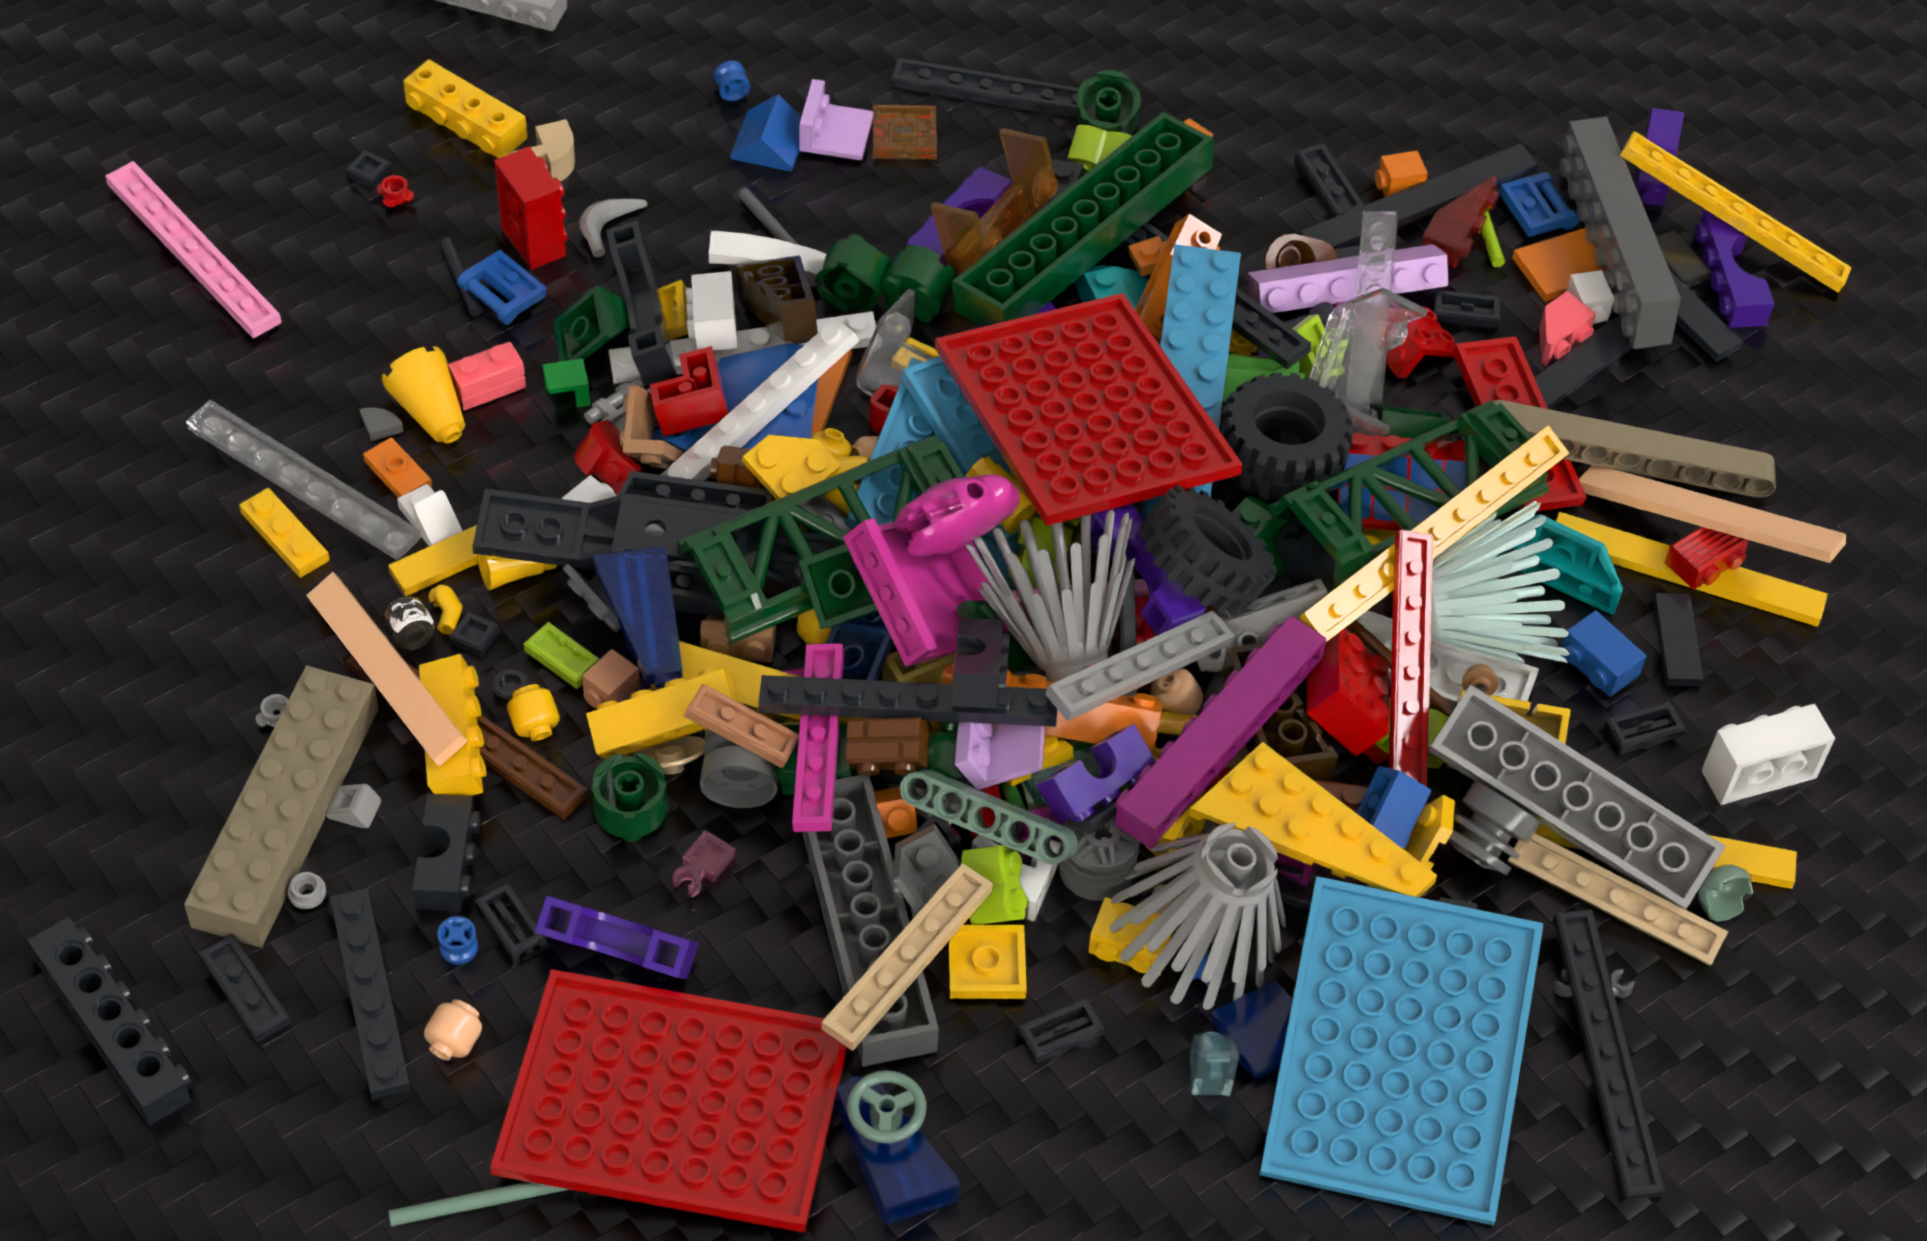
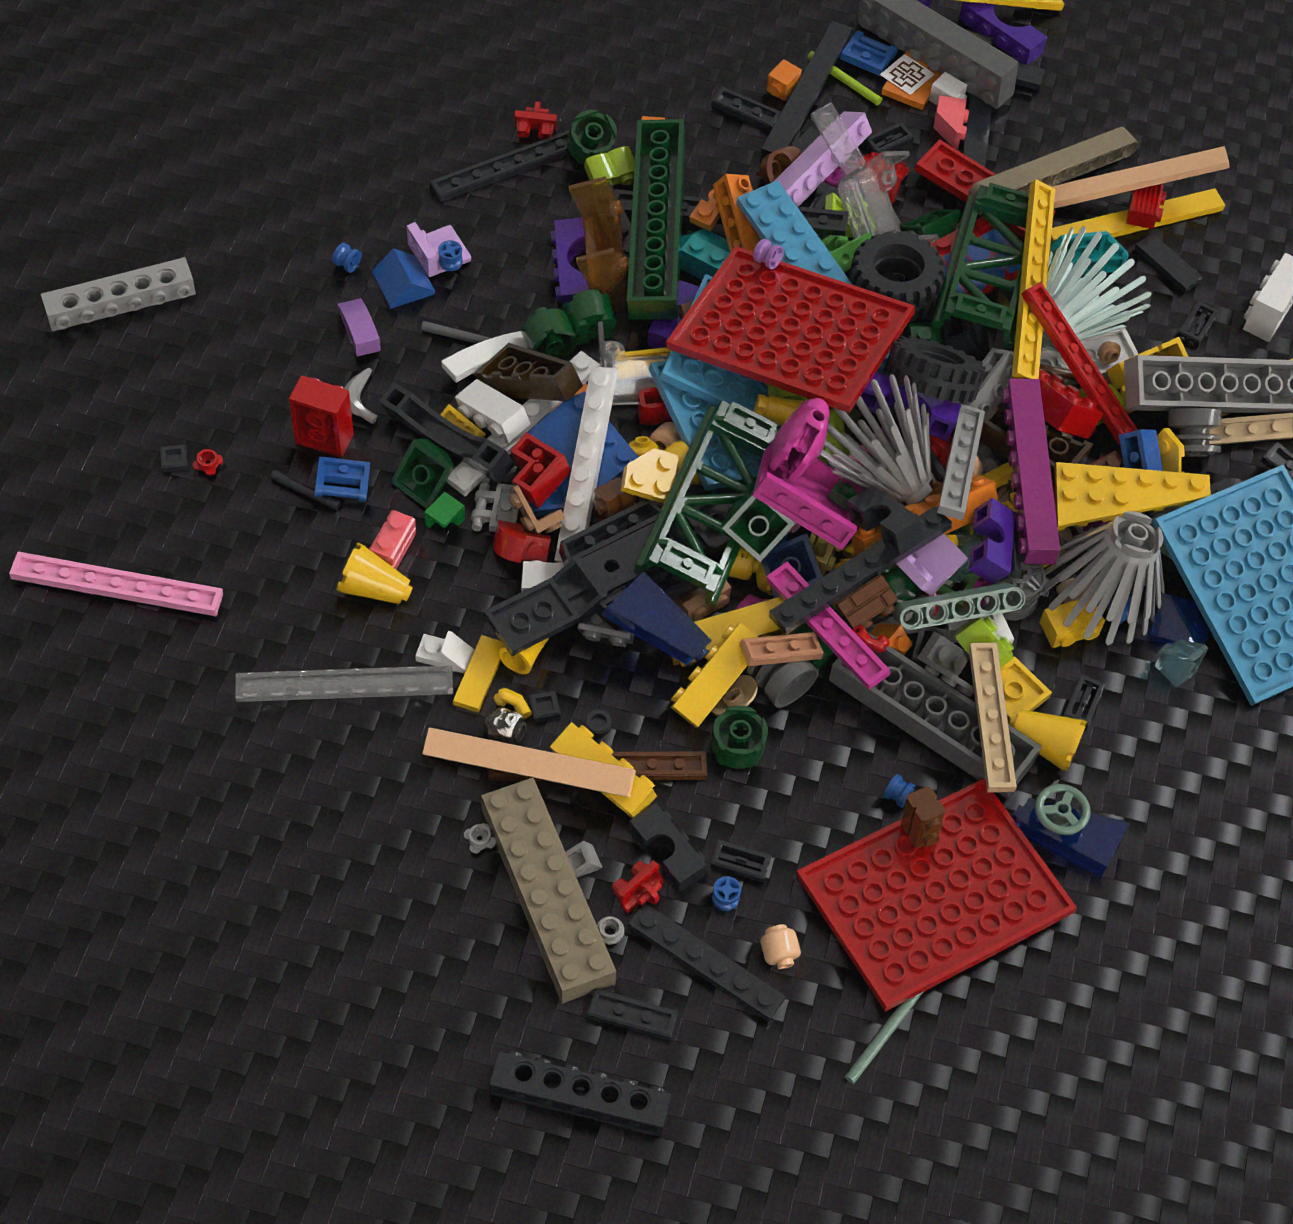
camera: 40 degrees left, 5 degrees up
(284, 532) = (365, 724): yellow plate -> none
(377, 868) = (641, 887): none -> red hips
(380, 423) = (352, 616): dark grey tile -> none
(396, 468) = (393, 638): orange plate -> none
(465, 109) = (199, 379): yellow brick -> none
(533, 712) = (632, 728): yellow head -> none
(556, 147) = (284, 373): tan brick -> none
(560, 654) = (610, 682): lime plate -> none
(610, 680) = (656, 678): nougat brick -> none
(616, 937) = (816, 823): dark purple arch -> none
(673, 154) = (359, 327): none -> medium lavender slope
(703, 859) = (813, 745): clear pink plate -> none
(722, 1003) = (923, 817): none -> reddish brown brick
(747, 970) = (899, 790): none -> blue wheel
(835, 138) = (450, 255): none -> blue wheel
(852, 786) = (876, 645): none -> red arm
(904, 132) = (479, 226): clear orange tile -> none
(970, 1033) = (1055, 734): none -> yellow cone
(1075, 58) = (535, 119): none -> red hips
(1138, 316) = (768, 253): none -> medium lavender wheel
(1459, 220) = (845, 87): clear red slope -> none
(1560, 251) = (907, 74): none -> white sticker
(1603, 653) = (1160, 299): blue brick -> none

